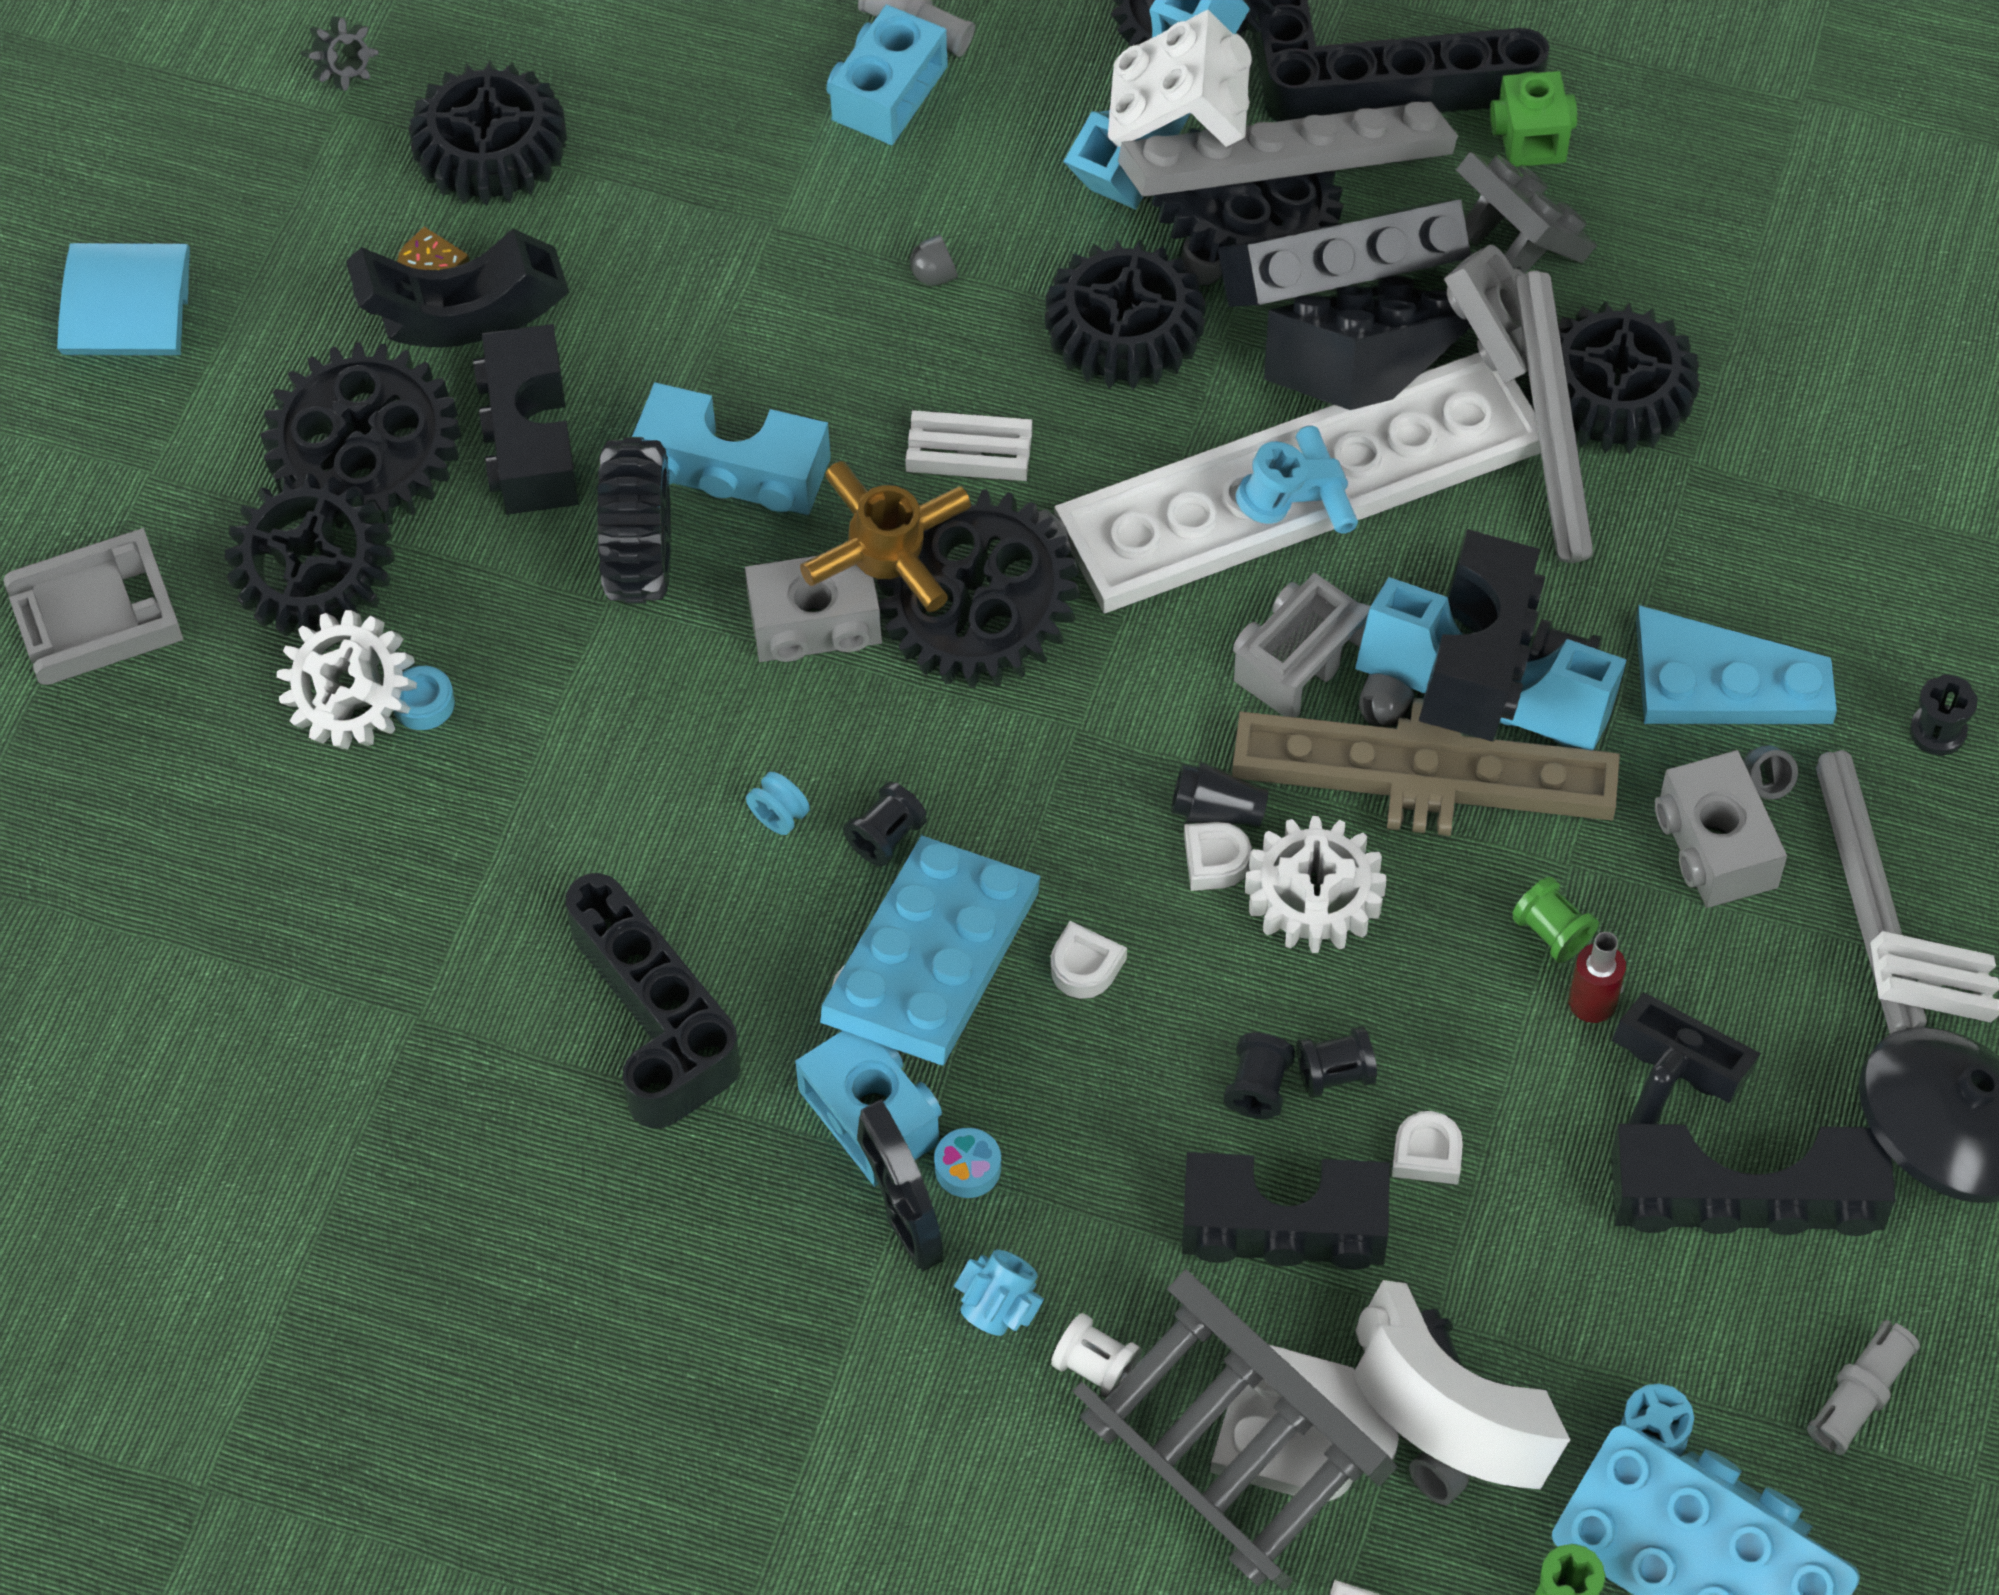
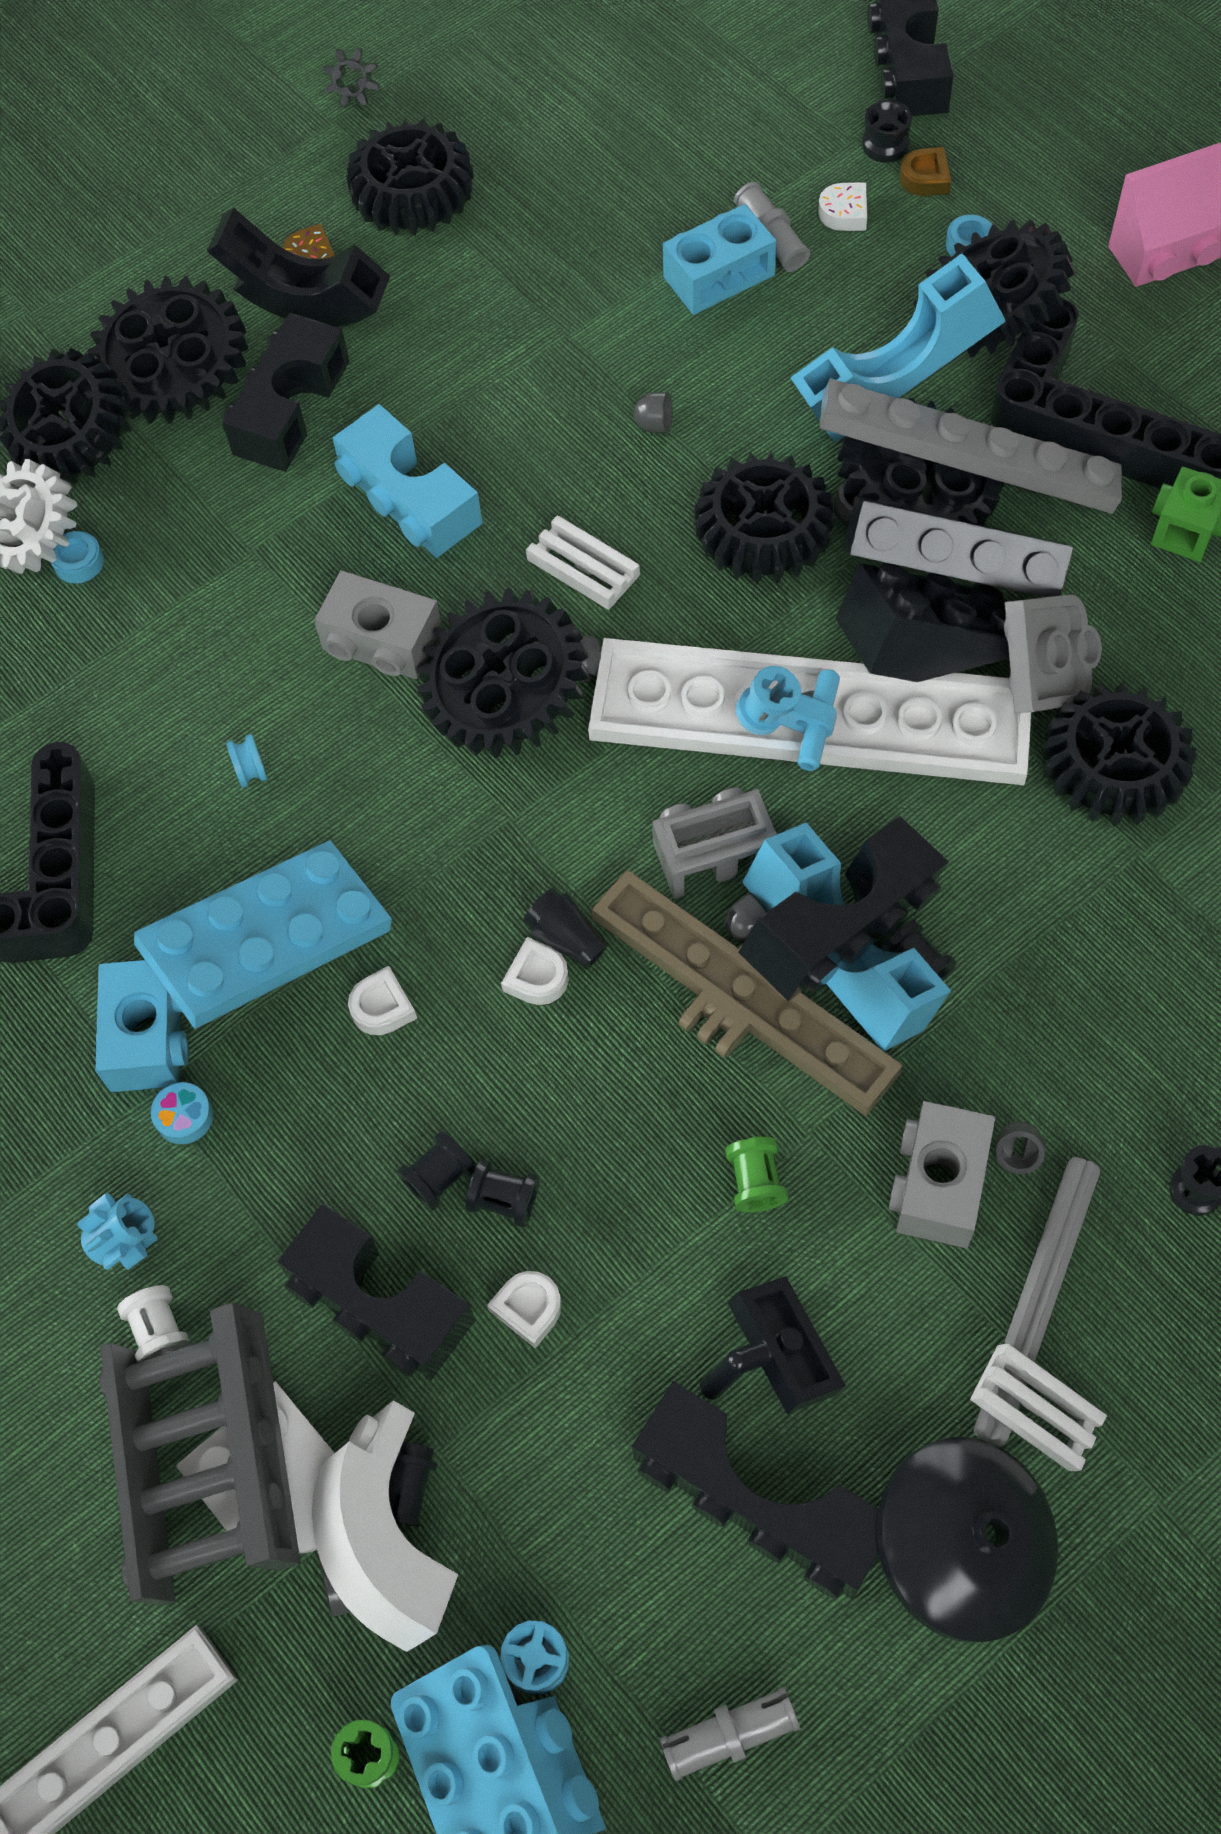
camera: 35 degrees right, 5 degrees up
(123, 299) = (94, 184): medium azure slope -> none
(634, 520) = (286, 496): black gear -> none
(885, 823) = (310, 817): black bush -> none
(886, 534) = (445, 595): pearl gold bar -> none
(901, 1185) = (95, 1093): black tile -> none
(1182, 71) = (915, 347): white bracket -> none
(1283, 888) = (593, 1063): white gear -> none
(1521, 200) = (1130, 583): dark grey plate -> none
(1553, 417) = (1035, 760): light grey axle -> none
(1597, 979) = (749, 1247): dark red piece -> none
(1727, 677) = (1044, 1047): medium azure wing -> none

